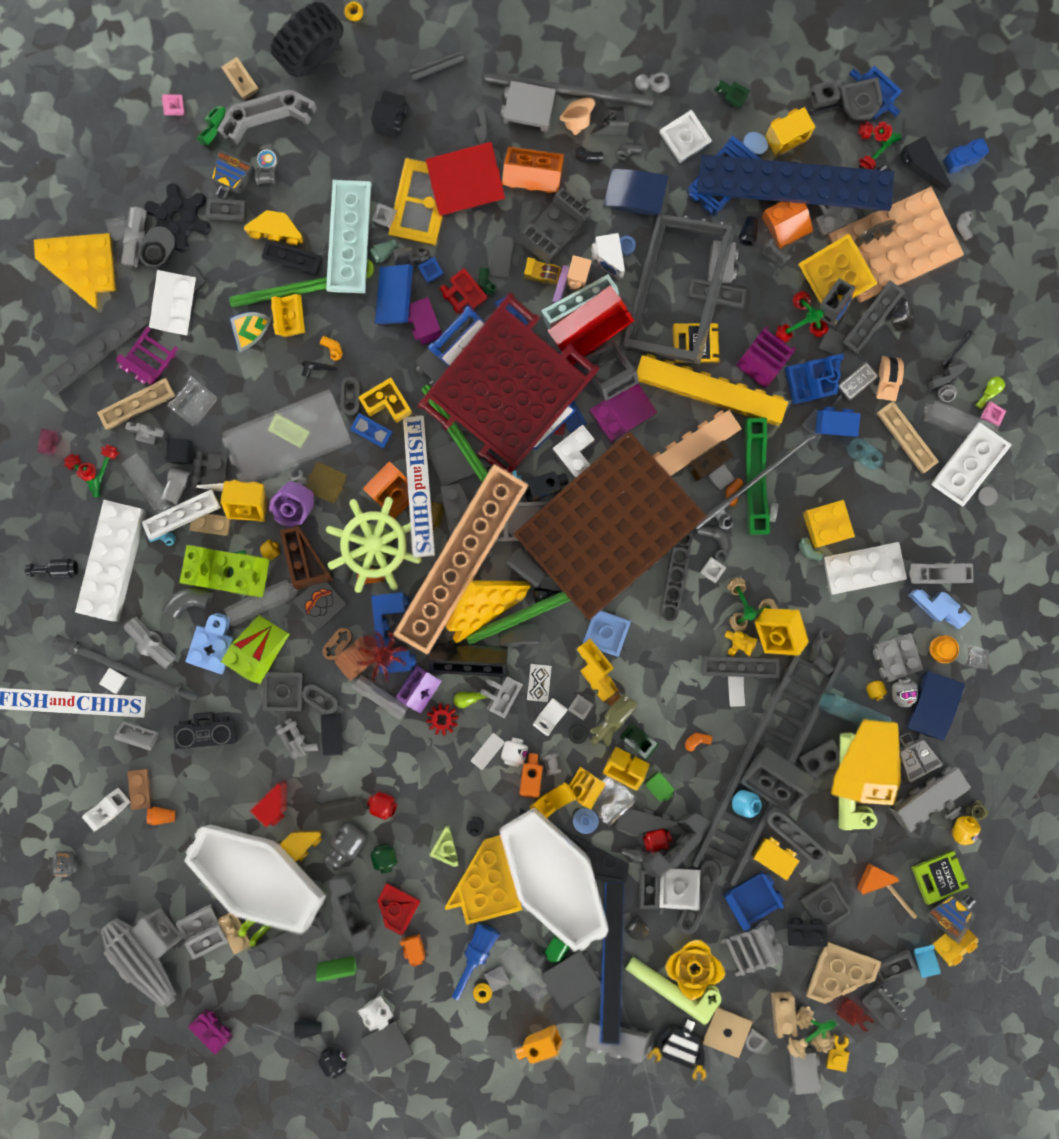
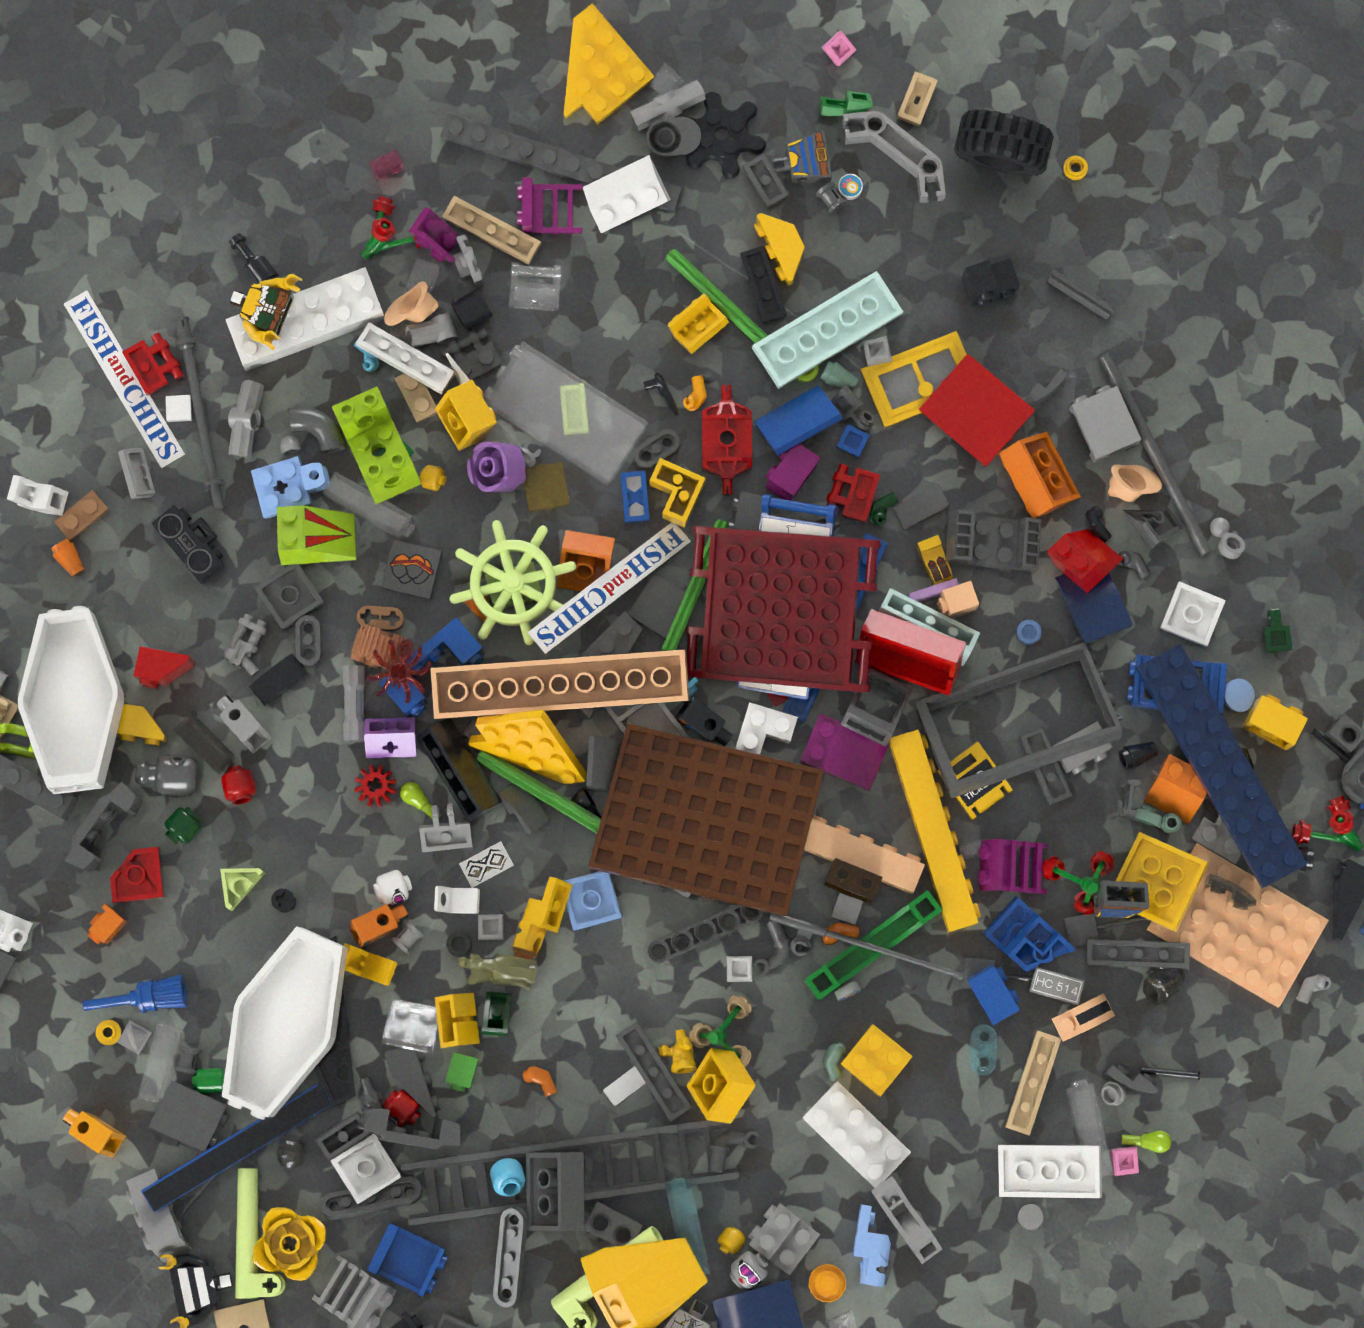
camera: 55 degrees right, 5 degrees down
(72, 684) = (145, 366): none -> red plate
(85, 580) = (266, 307): none -> torso
(113, 441) = (435, 235): none -> magenta bracket
(150, 486) = (413, 306): none -> light nougat piece
(186, 626) = (289, 445): none -> light grey hinge
(248, 328) = (654, 292): shield -> none
(302, 561) = (444, 519): reddish brown wedge -> none
(336, 968) = (29, 856): bright green slope -> none
(345, 776) = (243, 723): none -> light grey torso
(385, 359) = (730, 459): none -> red plate
(437, 513) = (592, 627): clear yellow brick -> none
(487, 751) = (373, 859): white sticker -> none
(487, 885) = (227, 956): yellow wing -> none
(584, 794) = (406, 991): yellow brick -> none
(585, 820) = (370, 1017): light blue piece -> none
(605, 178) = (1083, 558): none -> red slope
(609, 255) = (1002, 618): white slope -> none
(775, 858) = (470, 1251): yellow brick -> none
(802, 245) = (1147, 816): none -> sand green plate

